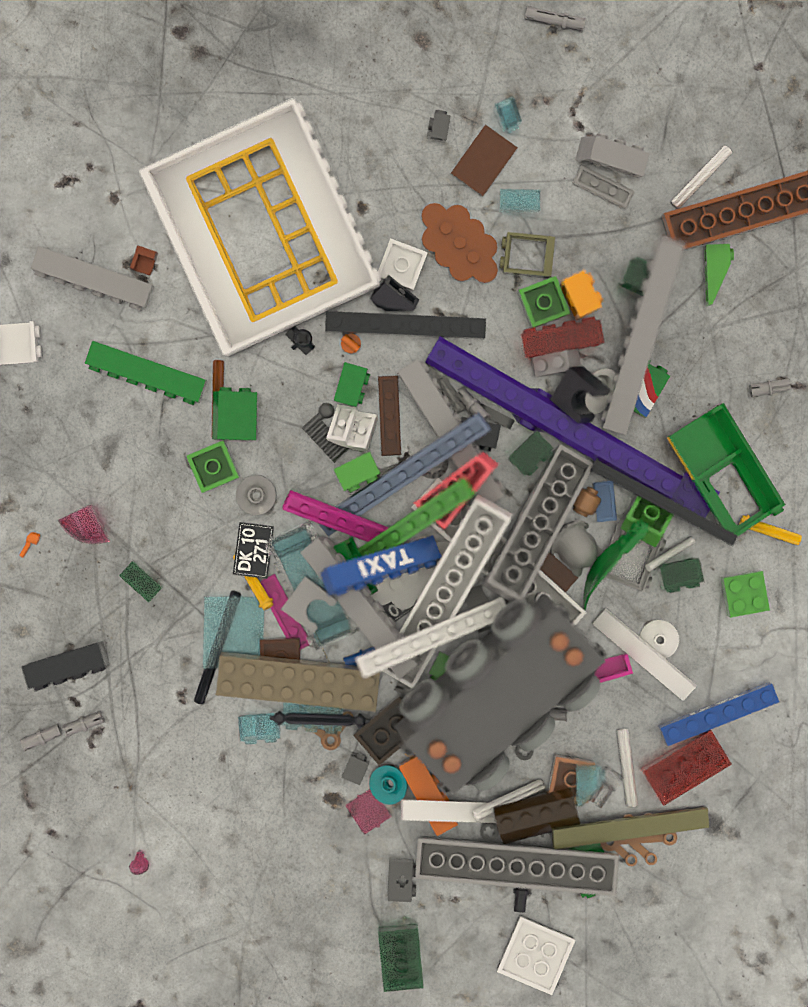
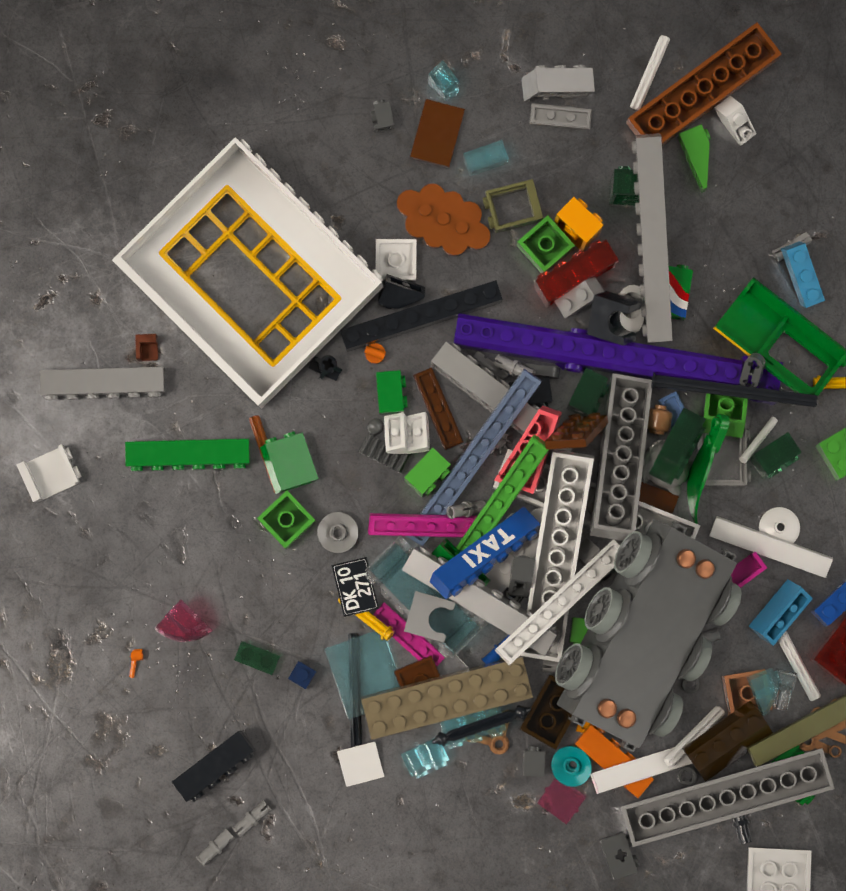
camera: 25 degrees left, 5 degrees down
(175, 612) = (302, 675): none -> dark blue brick
(199, 711) = (360, 764): none -> white sticker
(371, 517) = (457, 510): none -> light grey pin
(406, 598) = (521, 576): none -> dark grey brick
(505, 488) = (577, 431): none -> reddish brown plate
(593, 535) = (678, 447): none -> clear green brick
(629, 717) = (780, 612): none -> dark azure brick
(684, 489) = (756, 373): none -> dark grey beam
(763, 250) = (735, 120): none -> white slope
(769, 417) = (802, 274): none -> dark azure brick

